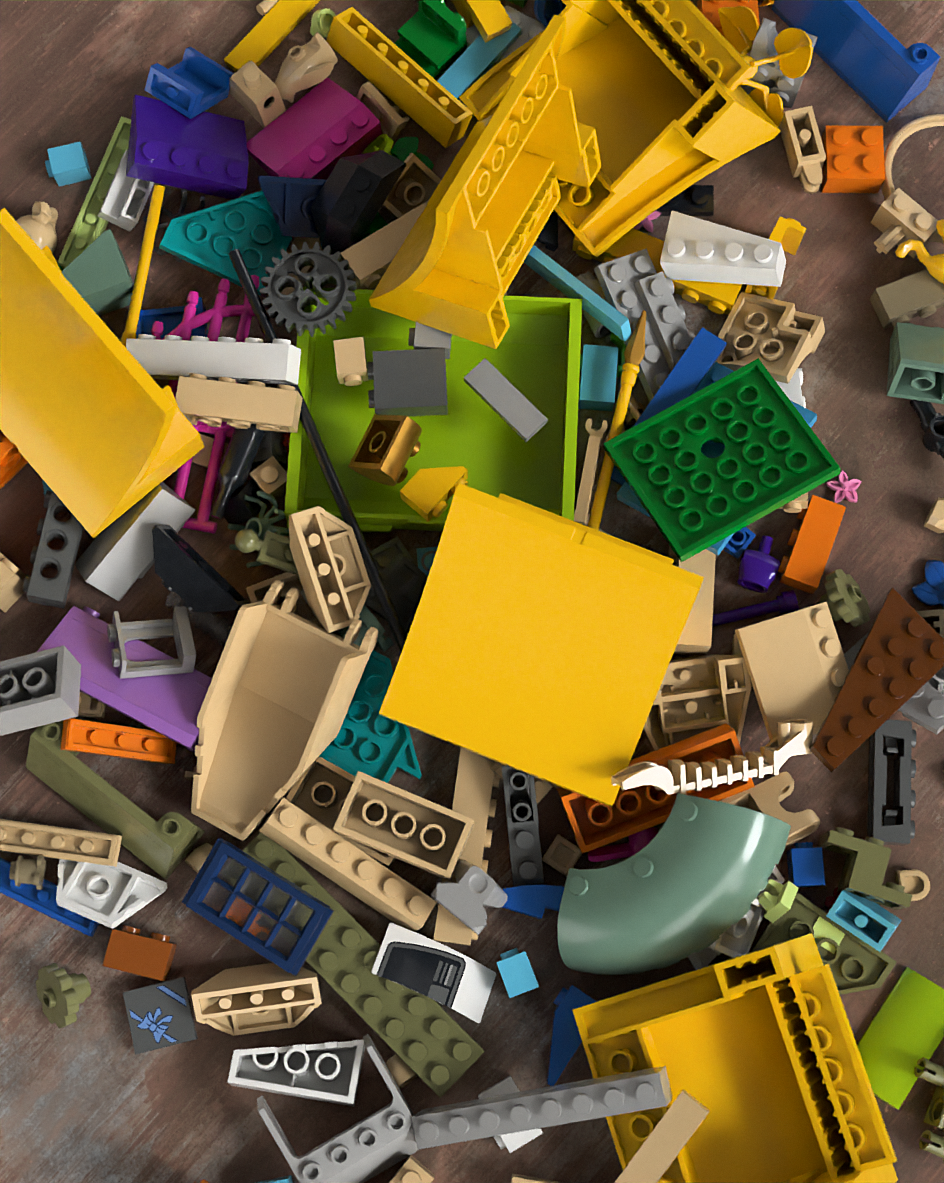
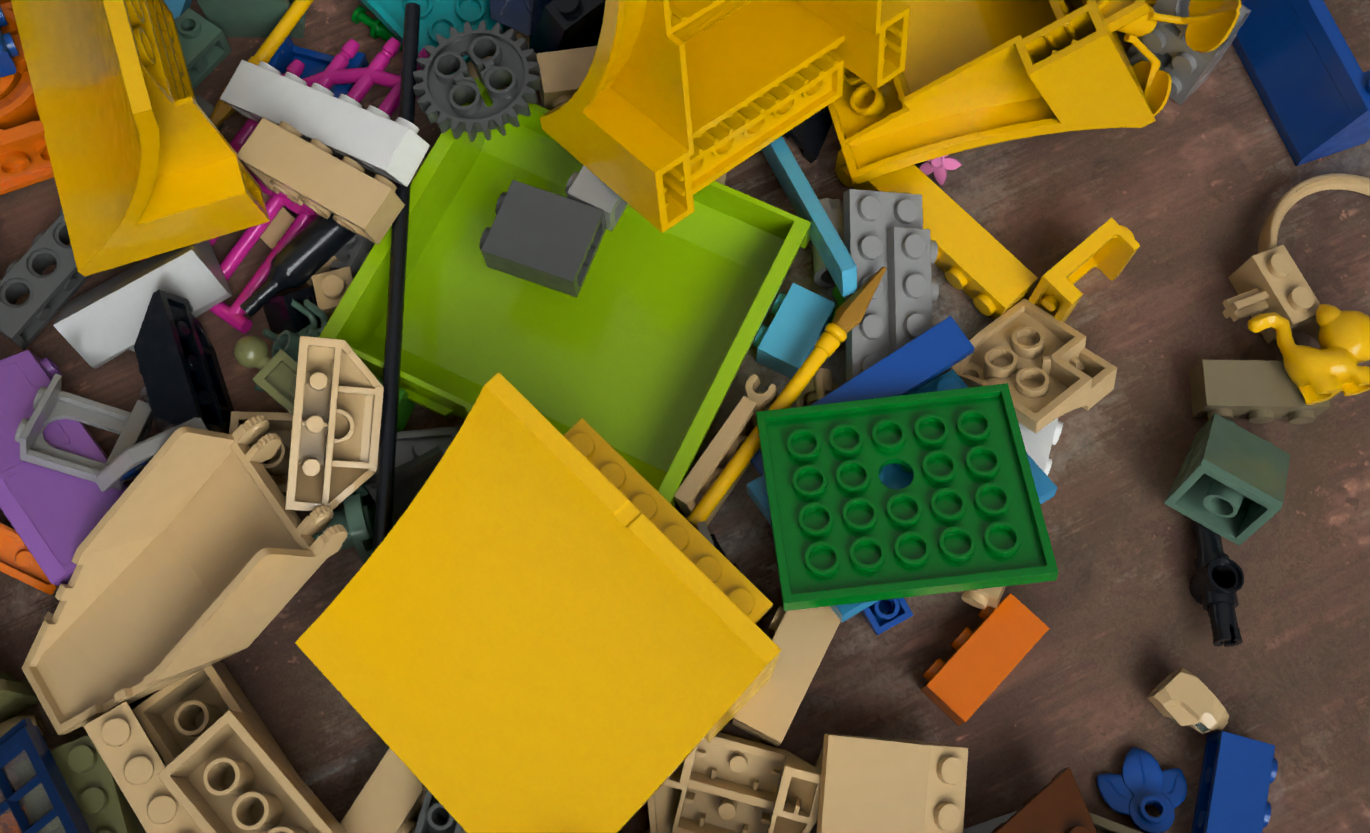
camera: 25 degrees right, 5 degrees down
(197, 272) = (377, 29): none -> green piece
(215, 637) = (136, 457): none -> light grey tile
(351, 361) = (483, 182): tan brick -> none
(368, 739) = (276, 675): teal wing -> none
(387, 448) = (475, 308): pearl gold brick -> none
(432, 488) = (530, 376): yellow slope -> none
(505, 400) = (656, 307): light grey tile -> none
(693, 201) = (1000, 165): black hinge -> none
(719, 254) = (1013, 234): white wedge -> none
(758, 568) = (898, 660): dark purple piece -> none
(784, 603) = (914, 722): dark purple piece -> none
(803, 147) = (1177, 151): tan hinge -> none
(844, 488) = (1058, 602): bright pink plant -> none
(845, 599) = (998, 753): olive plant -> none
(853, 159) = (1235, 190): orange brick -> none

